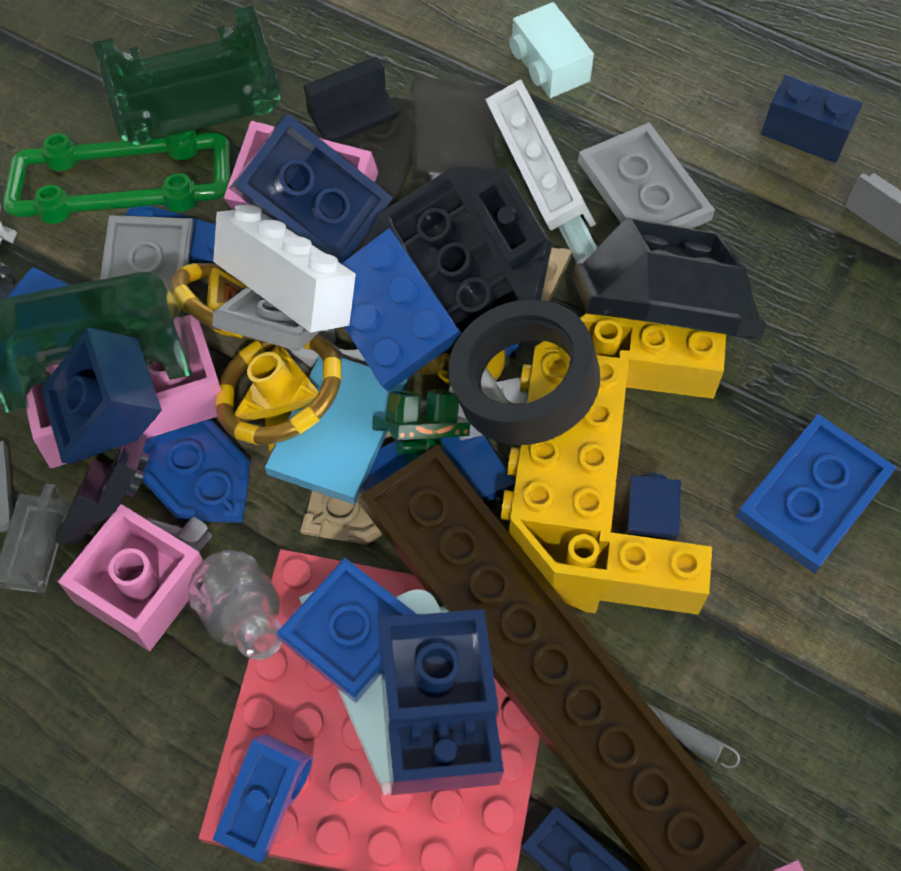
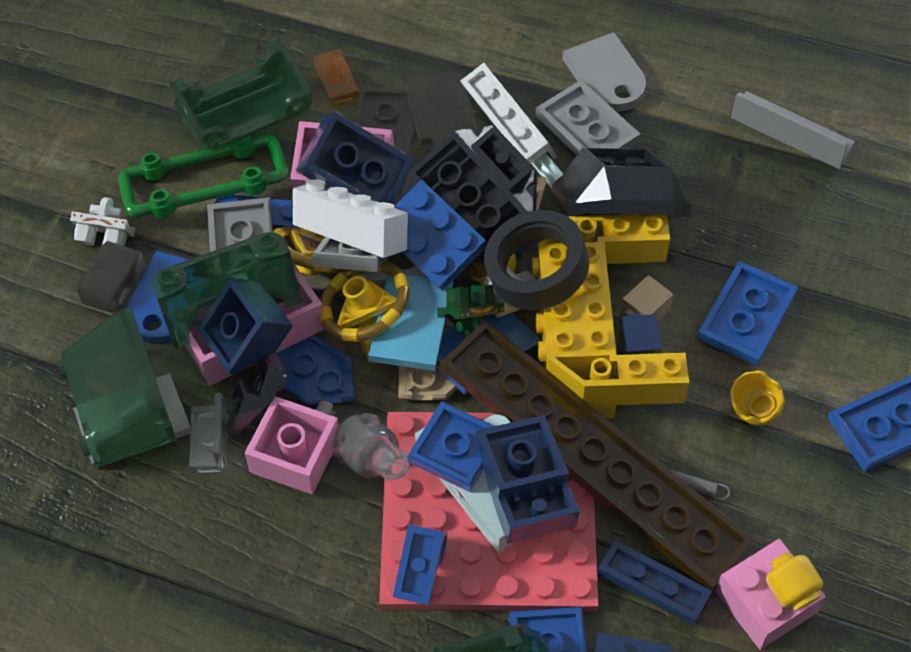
camera: 10 degrees left, 5 degrees down
(323, 55) = (335, 76): none -> clear orange plate
(350, 101) = (362, 95): black panel -> none
(551, 50) = (499, 38): light aqua brick -> none
(675, 452) = (647, 298): none -> tan brick
(688, 116) = (608, 71): none -> light grey tile
(806, 626) = (757, 398): none -> yellow hair
(811, 118) = (695, 59): dark blue brick -> none

